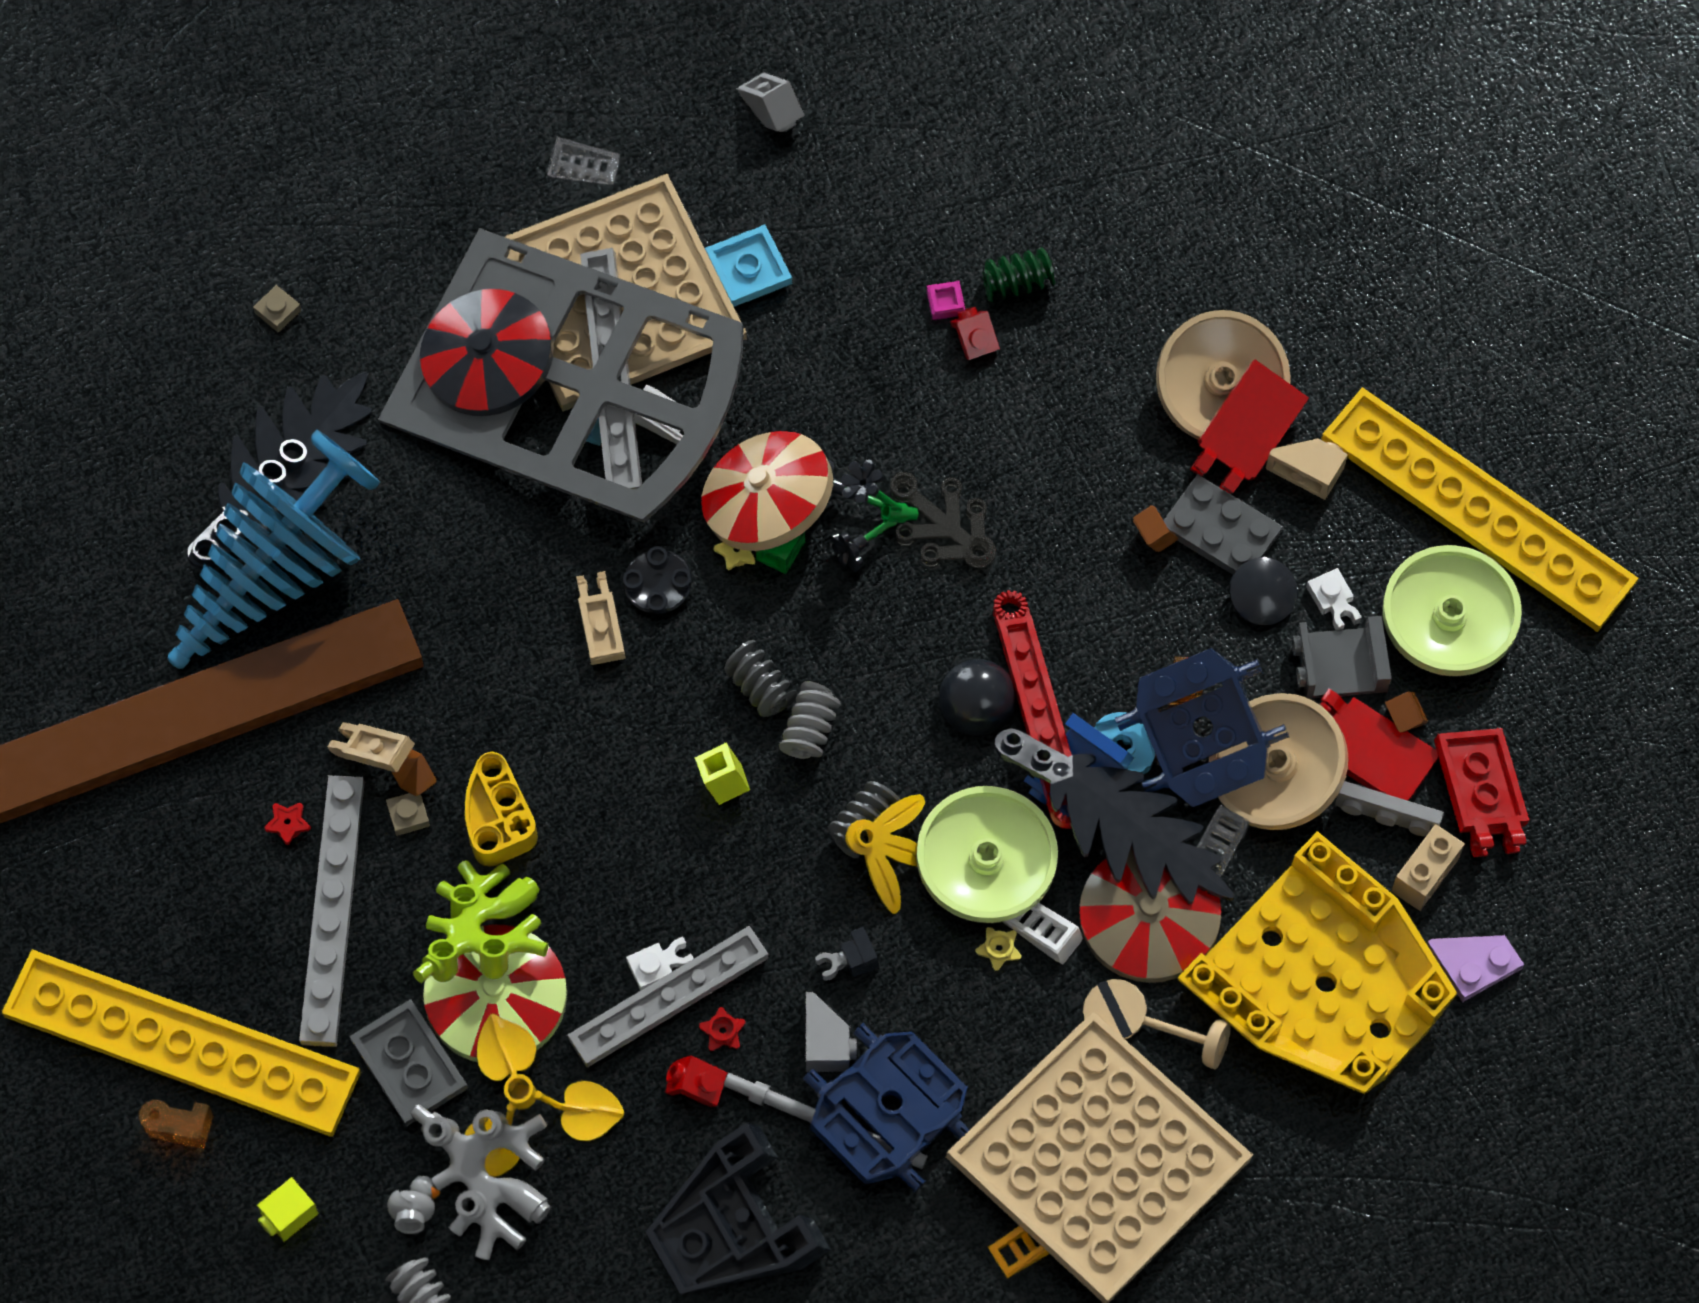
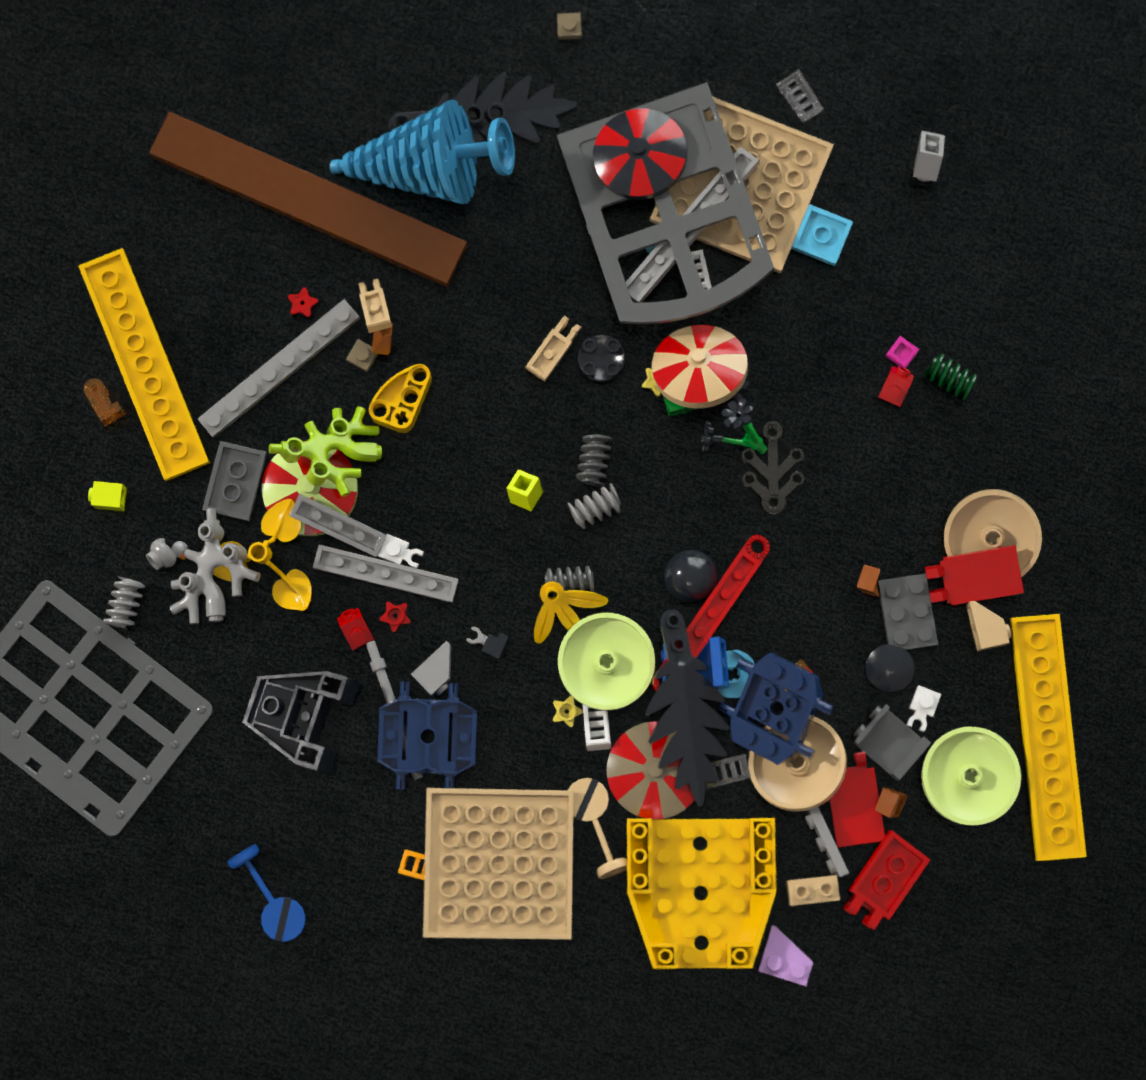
camera: 50 degrees right, 15 degrees up
(567, 994) = (337, 525): none -> light grey plate

